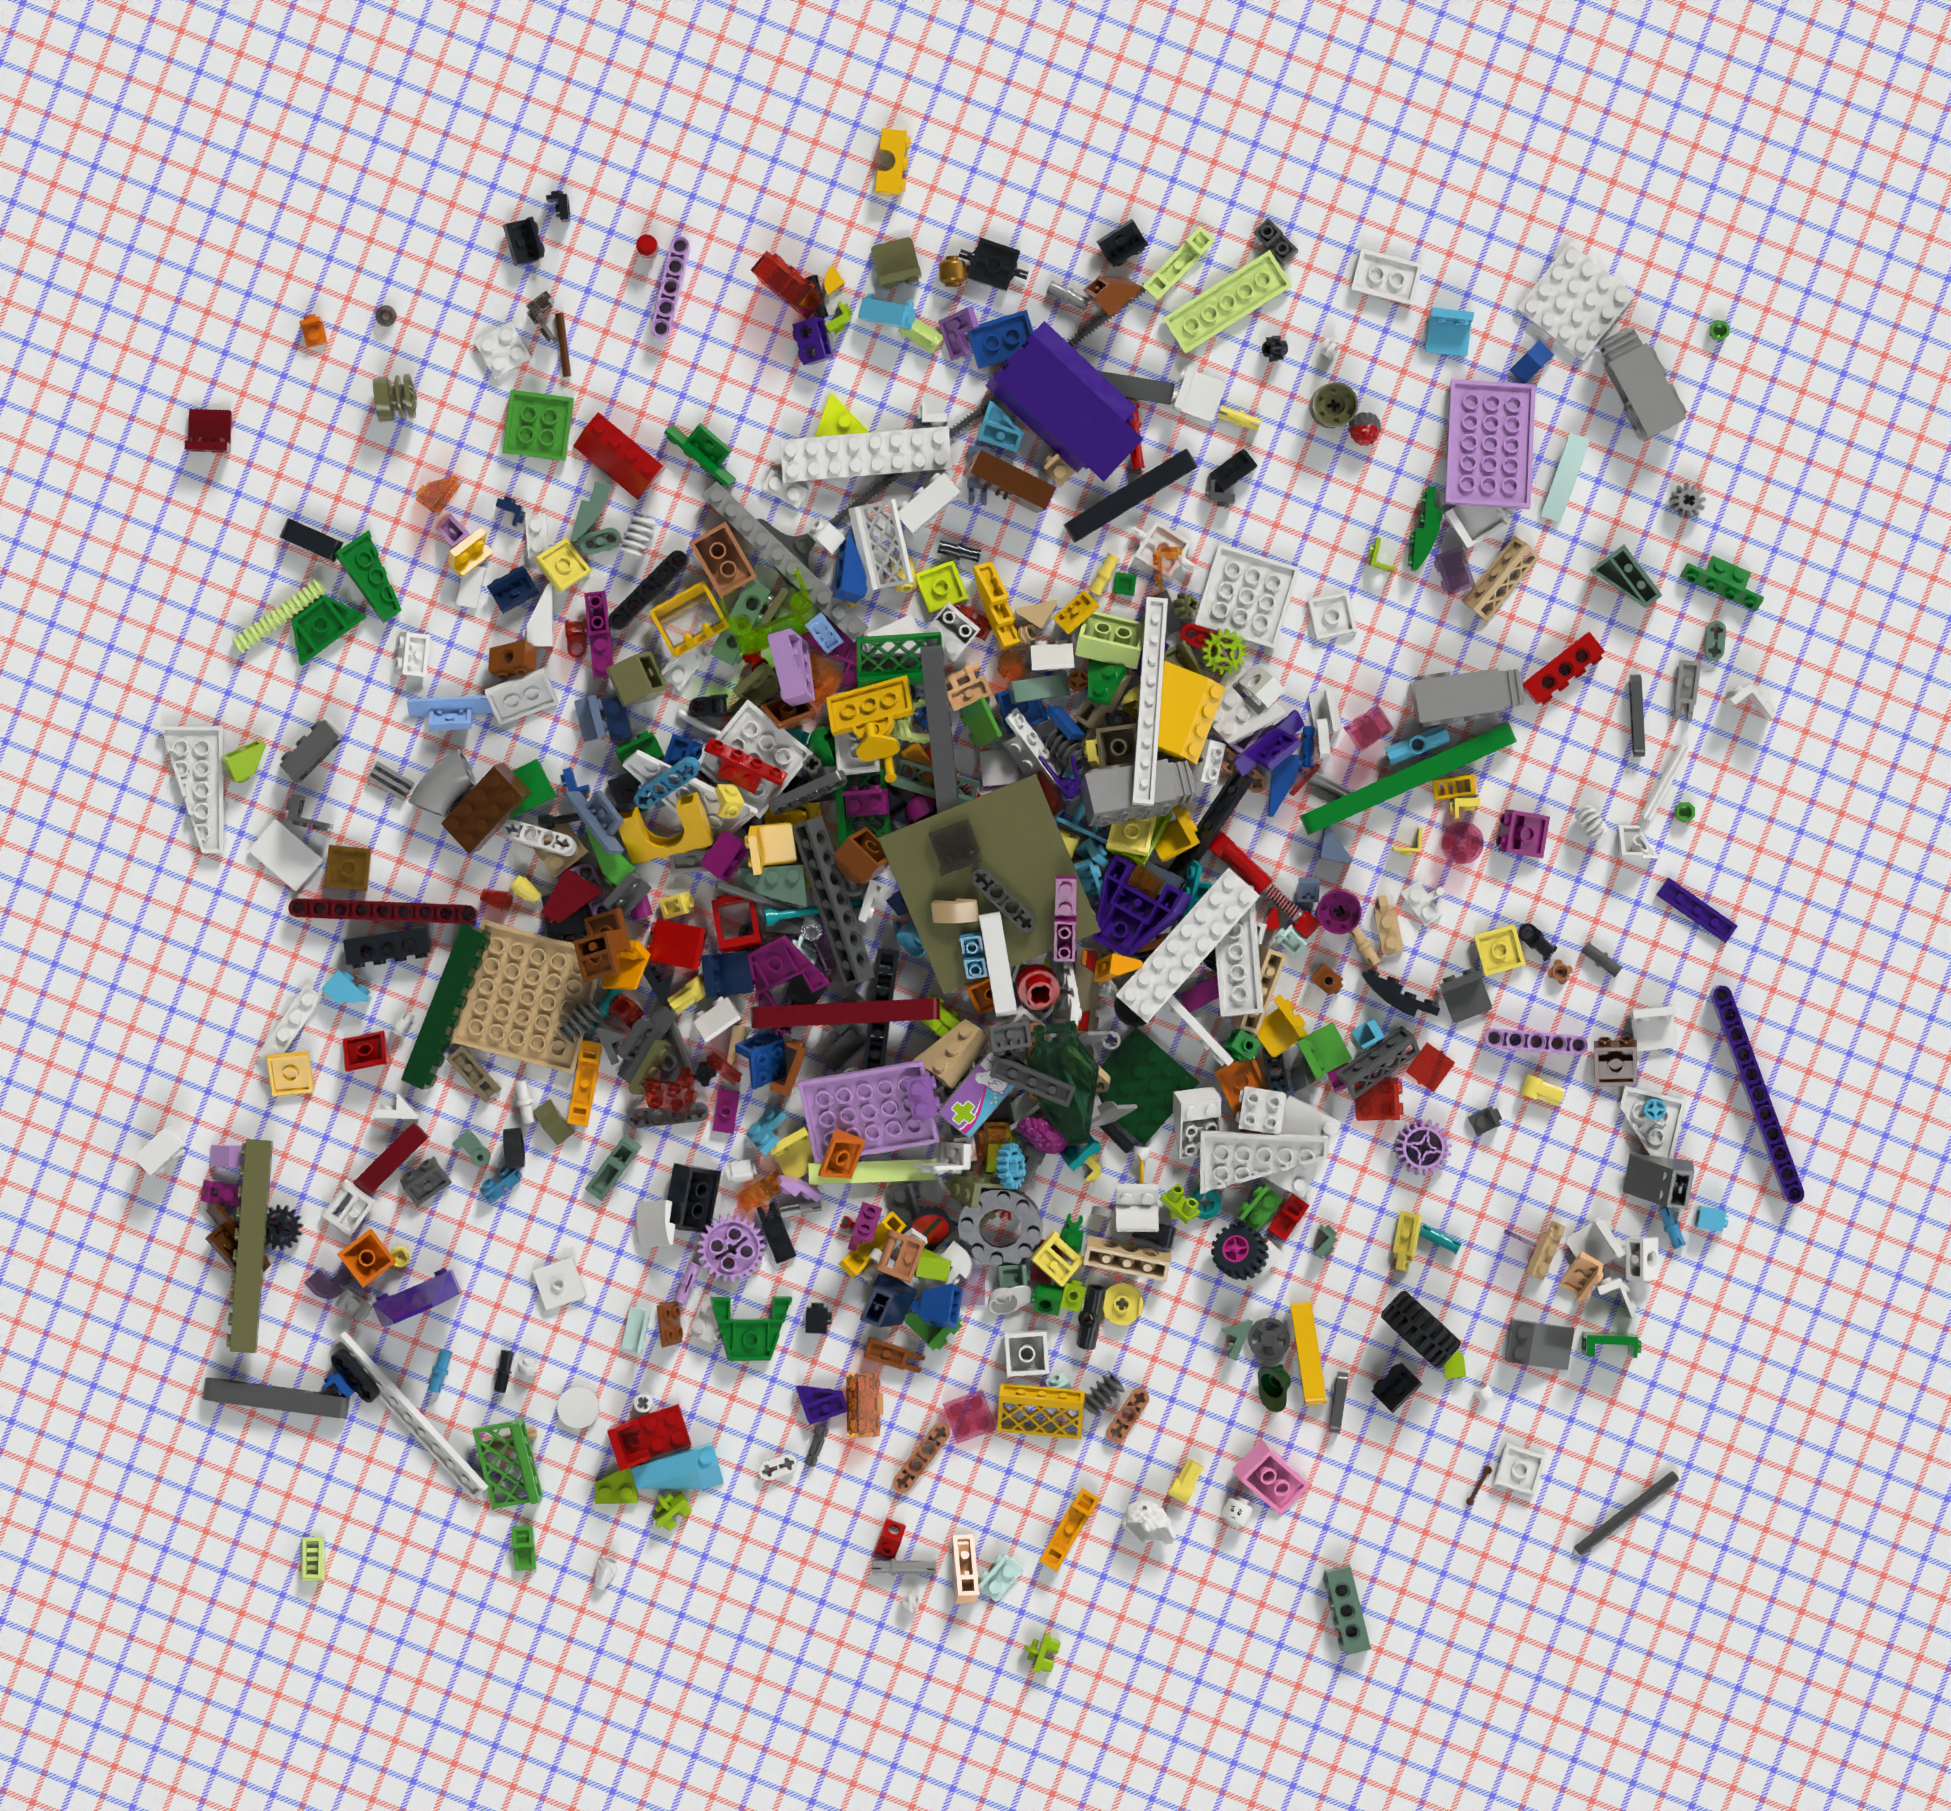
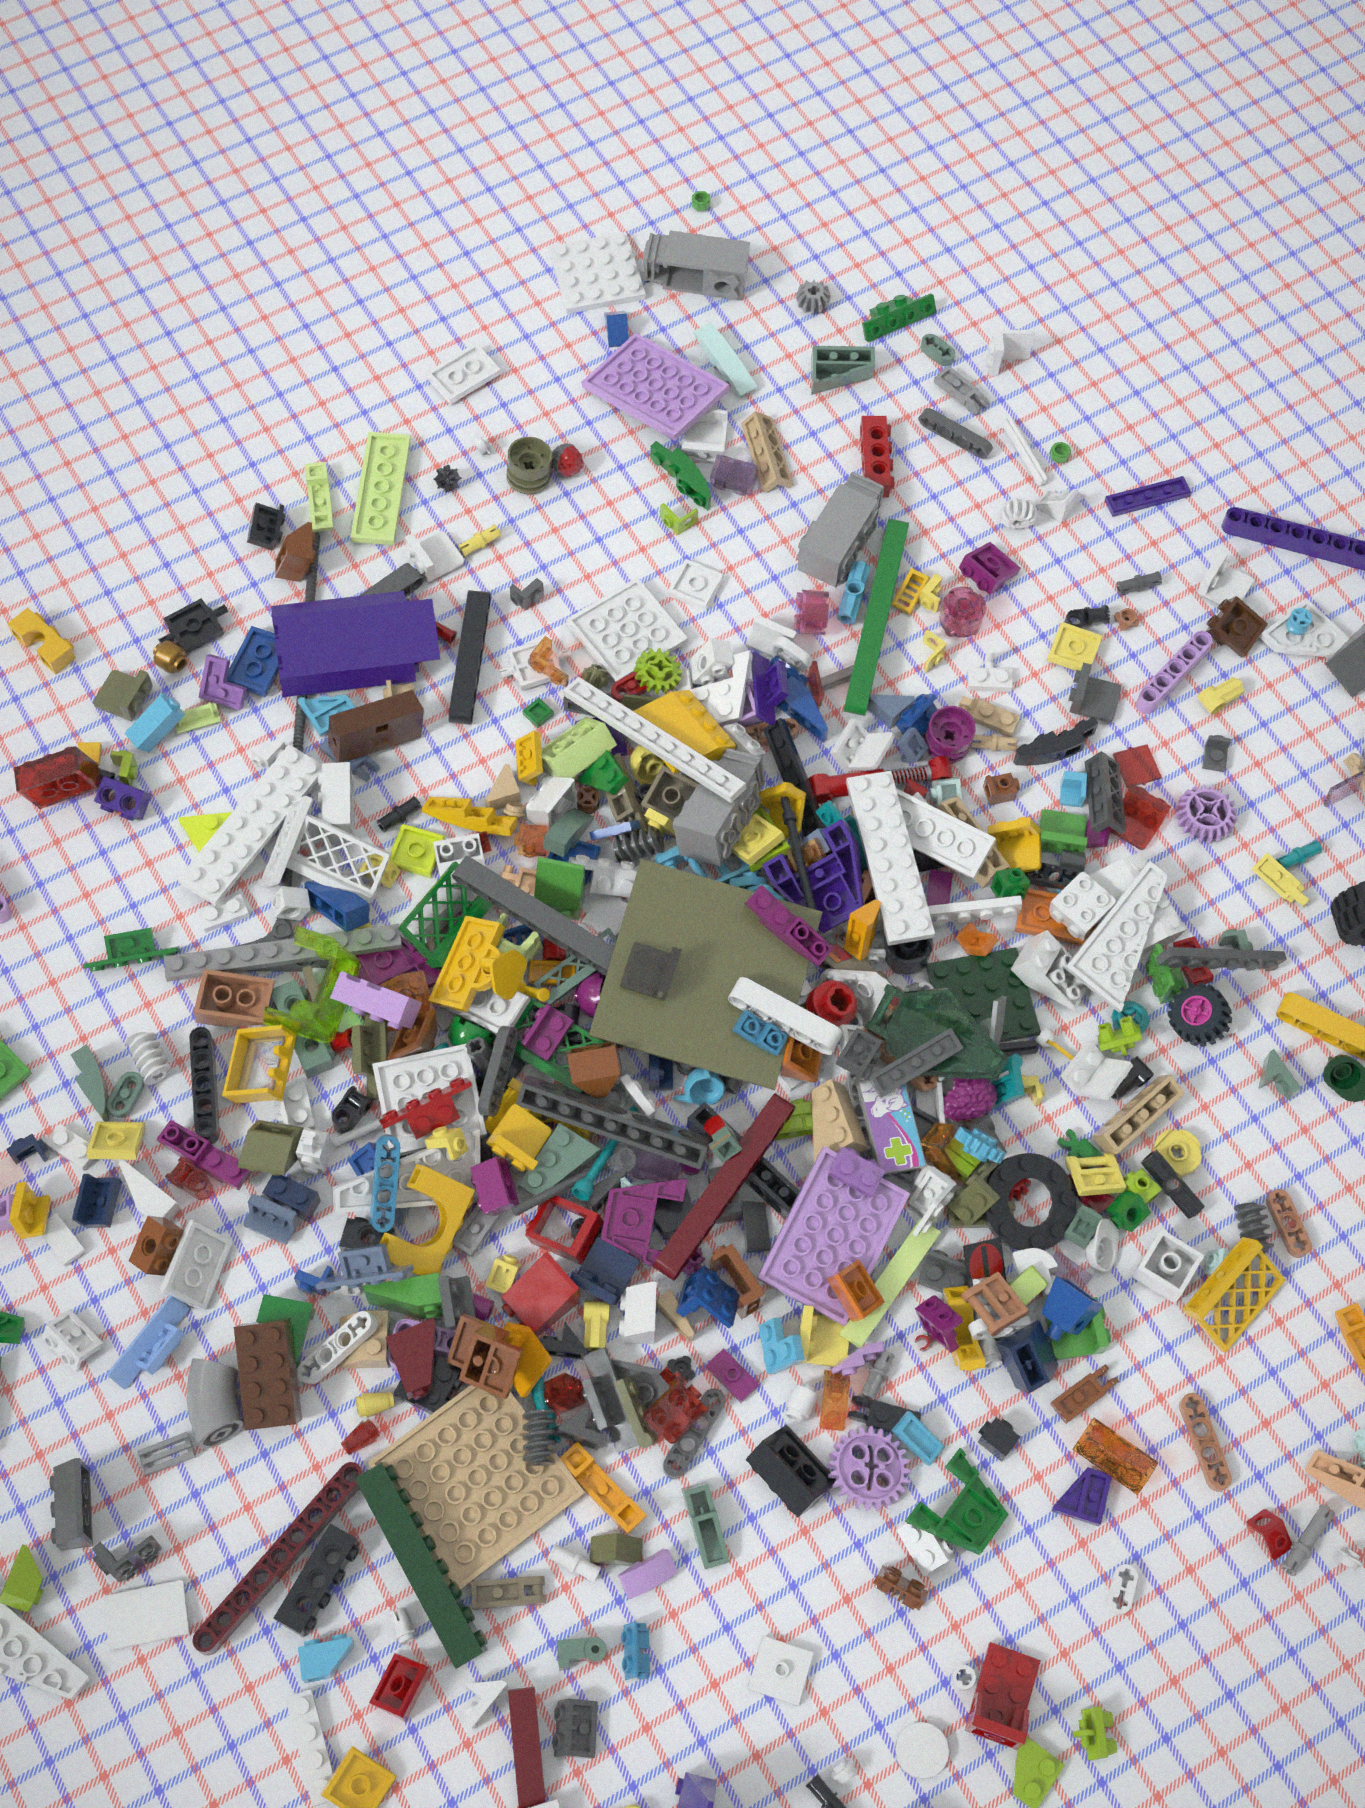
camera: 55 degrees left, 25 degrees down
(348, 867) = (210, 1560): pearl gold plate -> none
(514, 1148) = (611, 1605): black tyre -> none
(549, 821) = (332, 1327): black piece -> none
(551, 1155) = (647, 1574): none -> lavender slope
(618, 456) = (68, 1022): red slope -> none
(636, 1329) = (884, 1626): light aqua panel -> none
(645, 742) = (324, 1209): green bracket -> none
(654, 1223) = (791, 1522): white slope -> none
(658, 709) = (314, 1151): none -> white hinge
(684, 1470) = (1064, 1685): medium azure wedge -> none
(687, 1282) = (872, 1538): lavender pin -> none
(723, 1068) = (690, 1342): clear red piece -> none
(776, 1266) = (918, 1438): none -> medium azure tile
(816, 1446) = (1126, 1535): dark grey axle -> none
(823, 633) = (371, 959): light blue plate -> none
(867, 494) = (286, 841): none -> white tile
(875, 988) = (725, 1142): none -> sand green leg
(954, 911) = (707, 1016): tan slope -> none
(969, 1416) = (1194, 1366): clear pink plate -> none
(1001, 902) = (730, 968): dark grey beam -> none
(1068, 295) = (269, 591): light grey pin -> none
(1068, 786) = (670, 859): dark purple plant -> none
(1102, 1212) = (1077, 1108): light grey tile -> none
(1104, 574) = (516, 718): light yellow pin -> none
(1166, 848) = (789, 819): none -> black bar
(1180, 1050) = (976, 942): none -> orange bracket
(1233, 470) = (516, 569): black hinge -> none
(1268, 1338) = (1296, 1053): dark grey piece -> none
(1275, 241) = (358, 426): dark grey slope -> none
(1278, 852) = (859, 749): none -> white bracket
(1287, 1235) = (1221, 958): none -> dark grey plate
(1340, 875) = (918, 714): none -> blue bracket
(1448, 332) = (541, 359): medium azure bracket -> none

